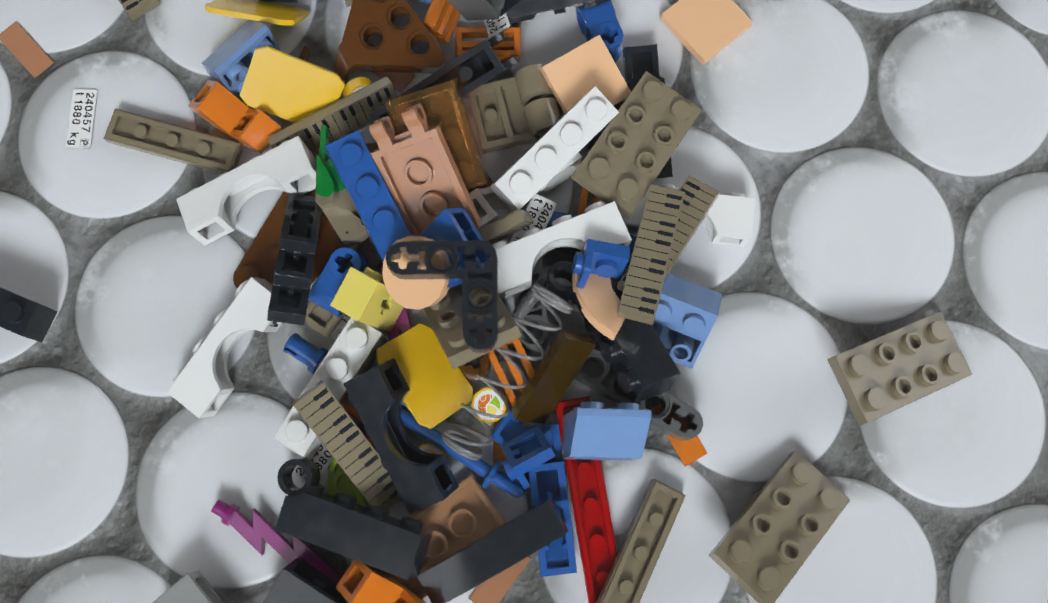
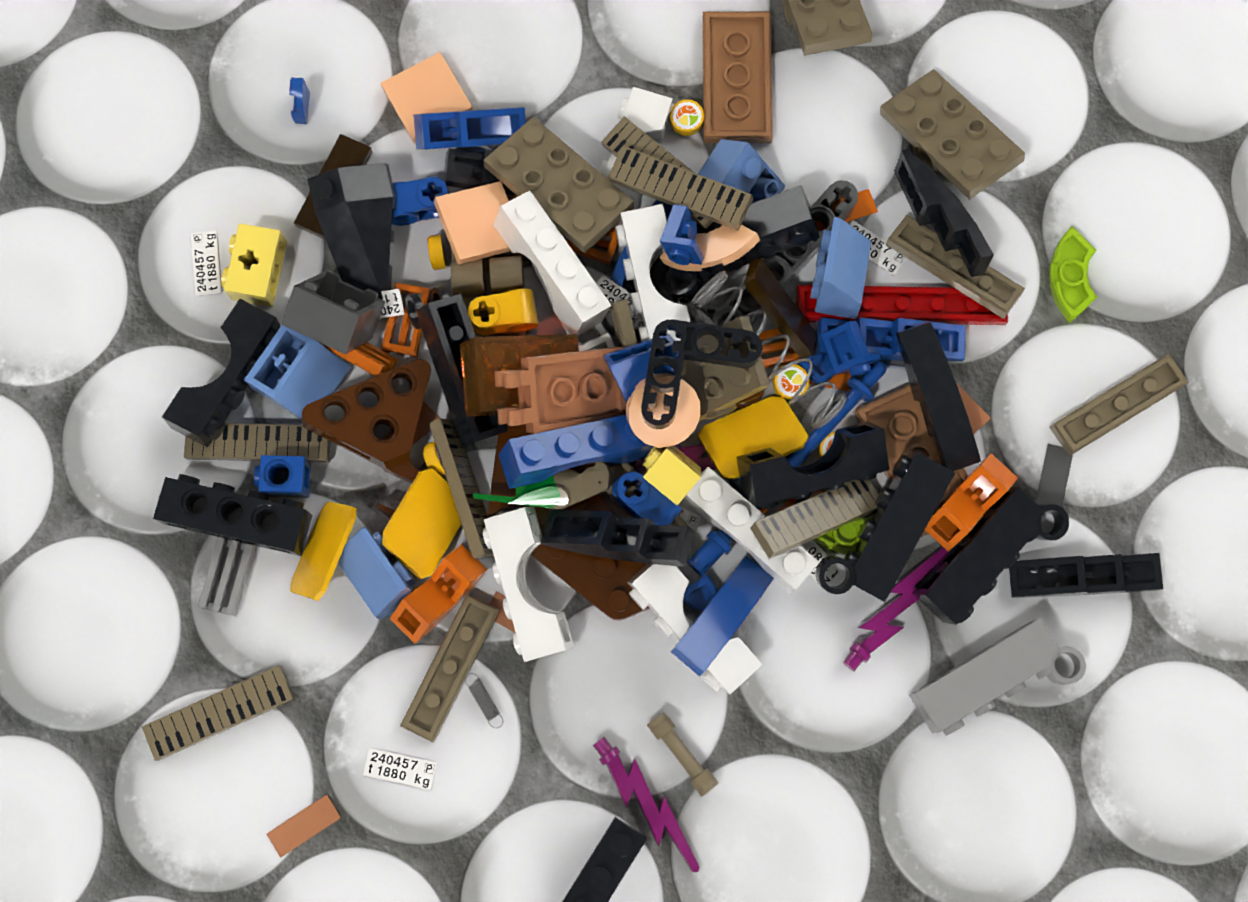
camera: 80 degrees left, 0 degrees up
(86, 323) = (635, 782): none -> magenta piece
(94, 383) = (702, 779): none -> dark tan bar
(147, 176) = (484, 700): none -> light grey piece
(233, 369) = (722, 616): none -> blue slope
(268, 356) = (699, 593): none -> blue tile
(501, 121) = (507, 312): none -> yellow piece
(552, 52) = (436, 252): none -> yellow tile
(645, 468) = (879, 252): none -> white sticker
(681, 57) = (467, 127): none -> blue slope
(699, 522) = (937, 204): none -> black slope
(740, 260) = (686, 117): none -> tile
(795, 302) = (737, 77): none -> medium nougat tile

